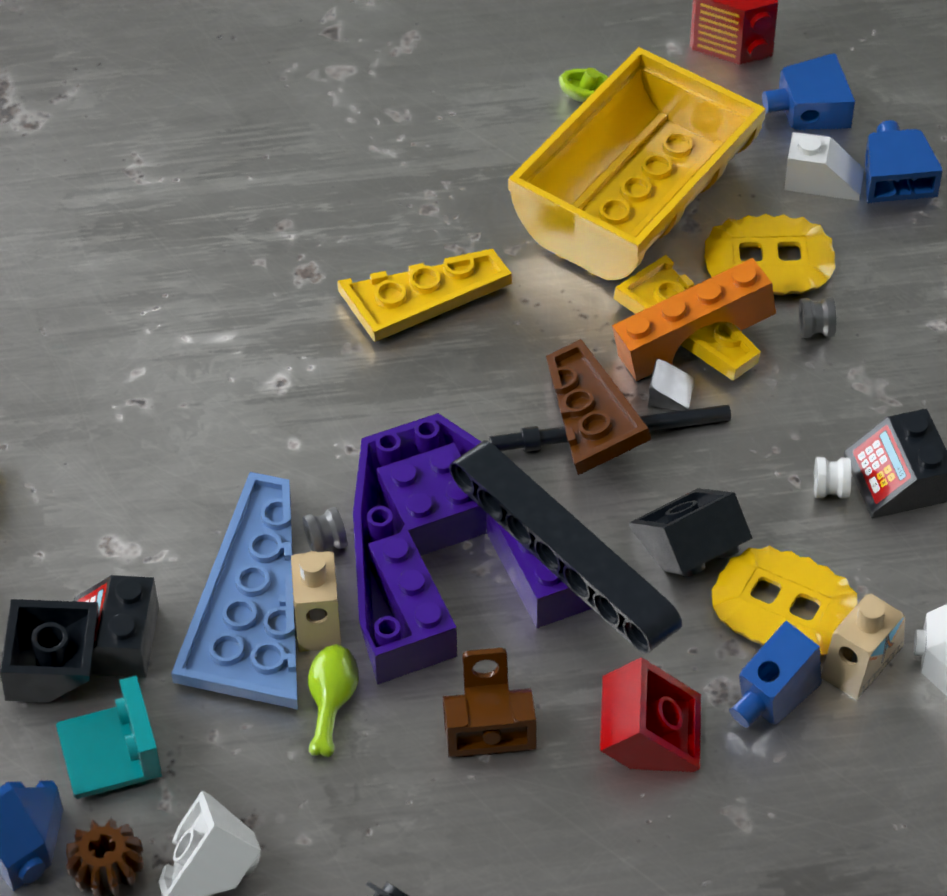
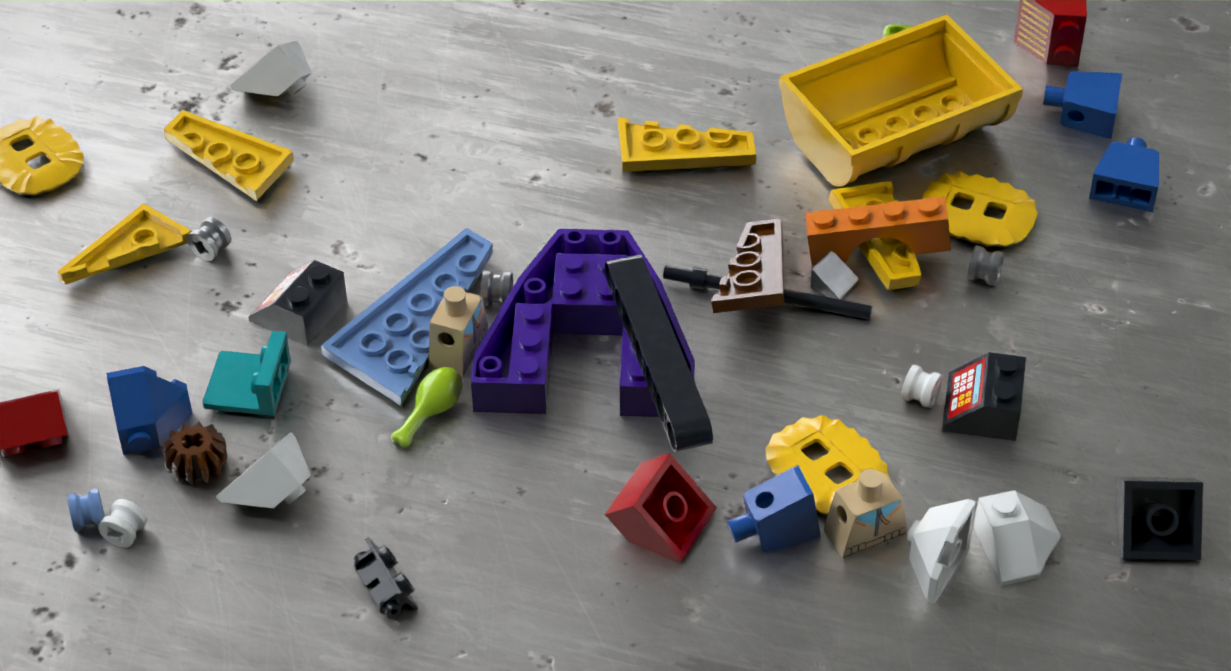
camera: 25 degrees right, 5 degrees down
(47, 648) = (237, 293): black slope -> none
(488, 713) = (539, 458): reddish brown piece -> none
(693, 530) = (783, 387): black slope -> none
(822, 168) = (1061, 156): white slope -> none

